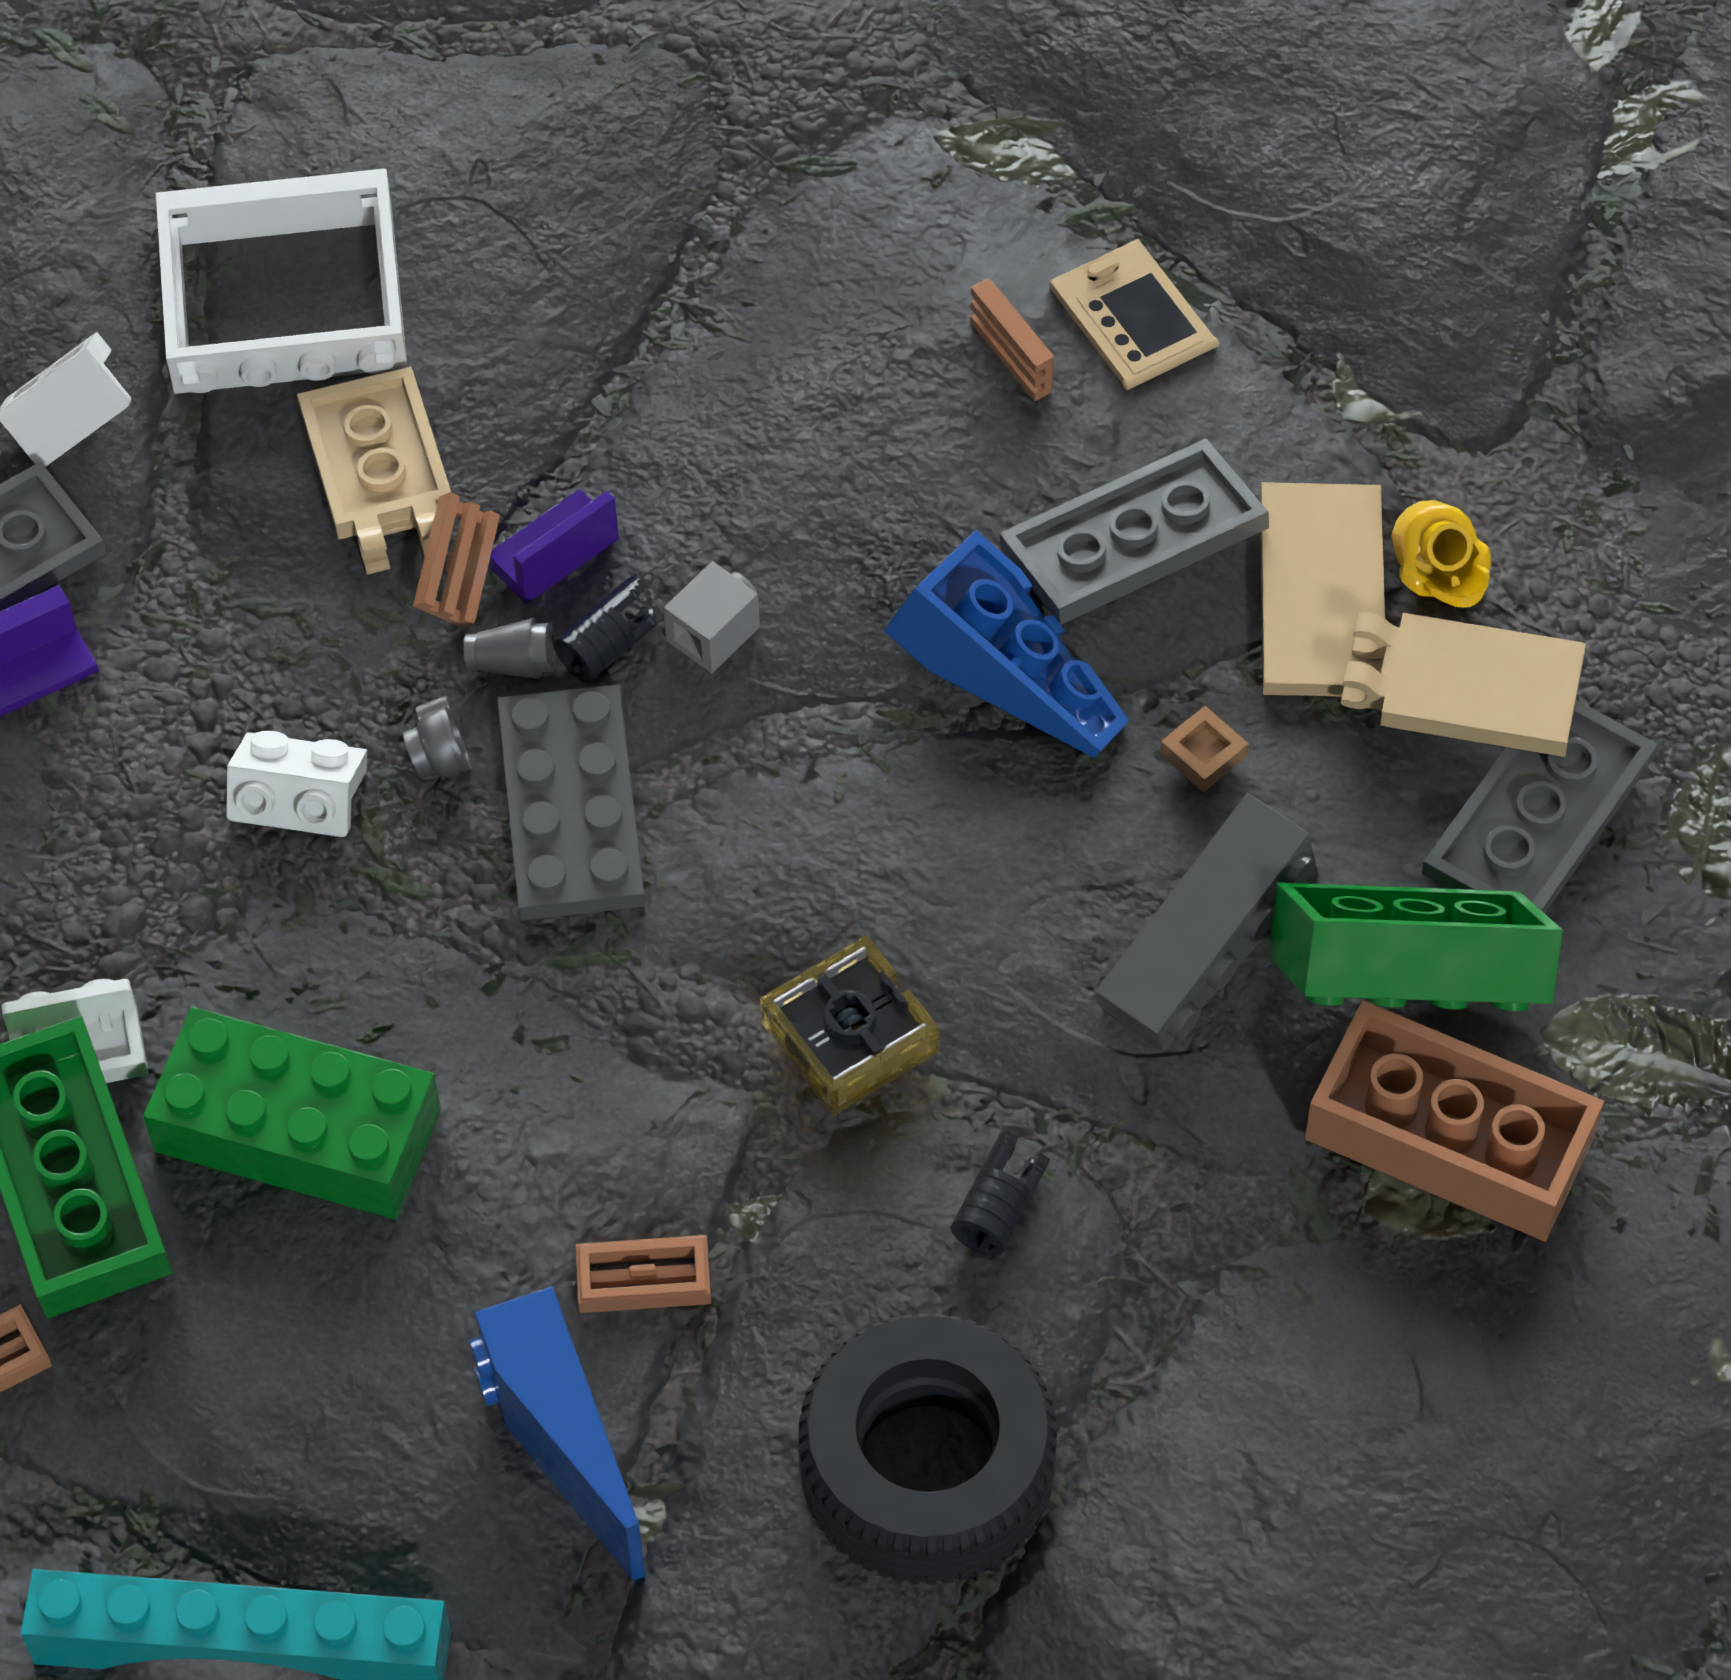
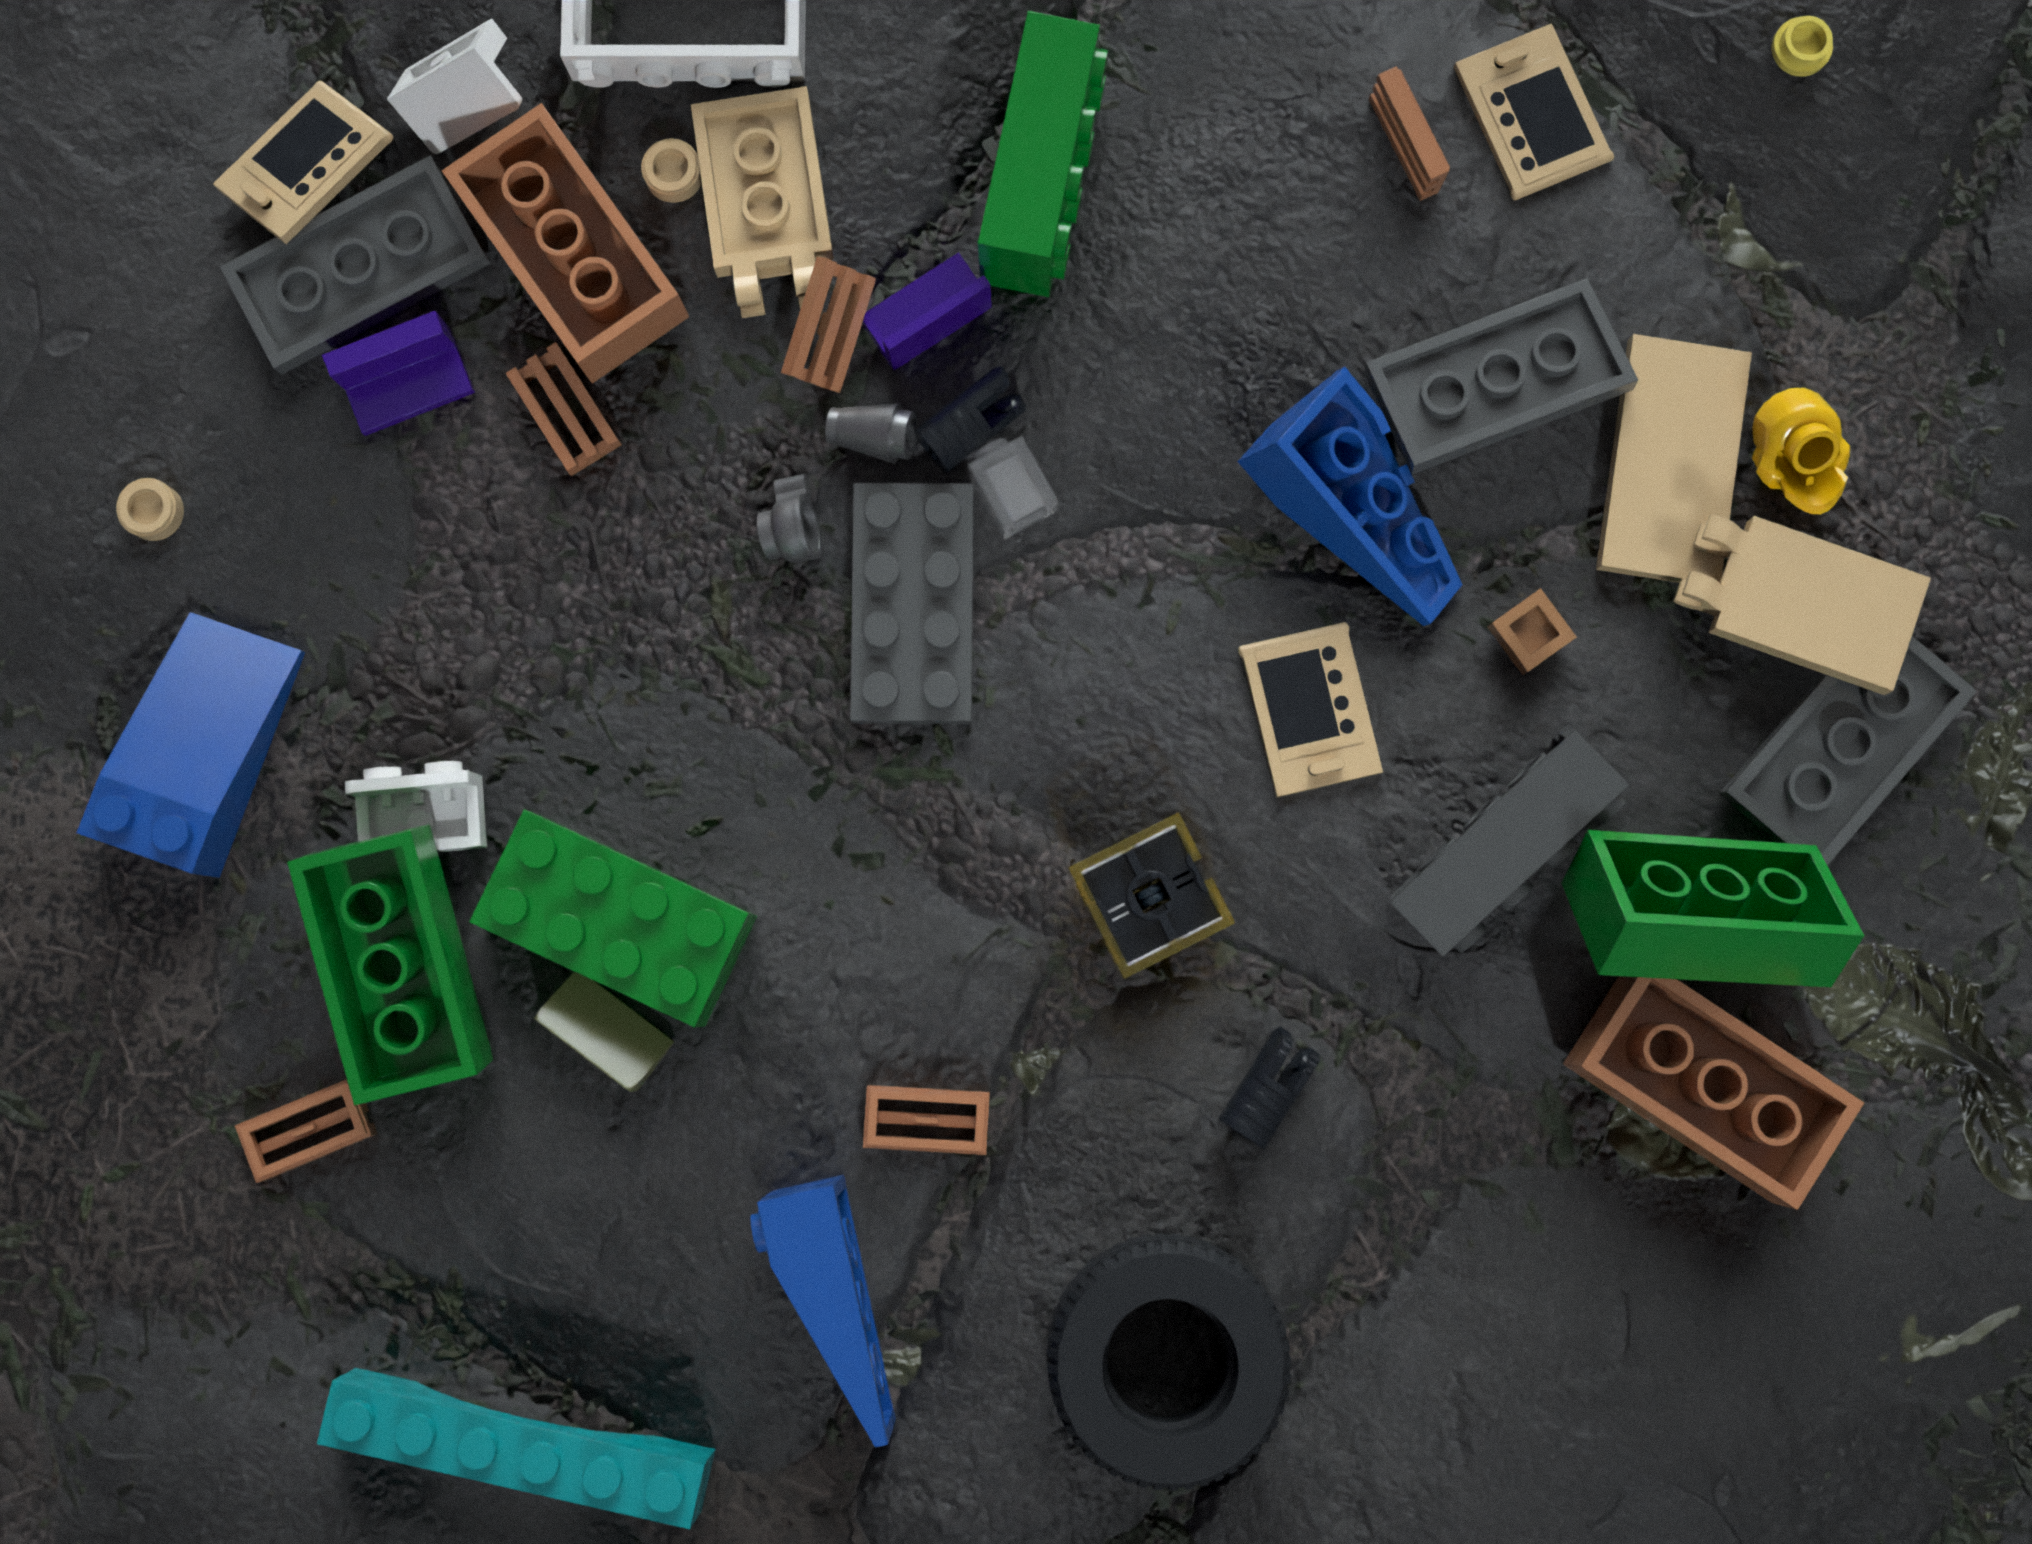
camera: 10 degrees right, 25 degrees up
(167, 639) = (538, 369): none -> nougat tile
(187, 518) = (566, 243): none -> nougat brick
(283, 455) = (671, 170): none -> tan tile
(289, 1230) = (604, 1031): none -> olive slope
(294, 783) = (649, 549): white bracket -> none
(652, 389) = (1042, 154): none -> green brick
(659, 681) = (1011, 485): none -> clear brick
(712, 616) = (1073, 419): light grey brick -> none
(993, 851) = (1311, 709): none -> tan container
(1384, 228) = (1802, 46): none -> light yellow plate

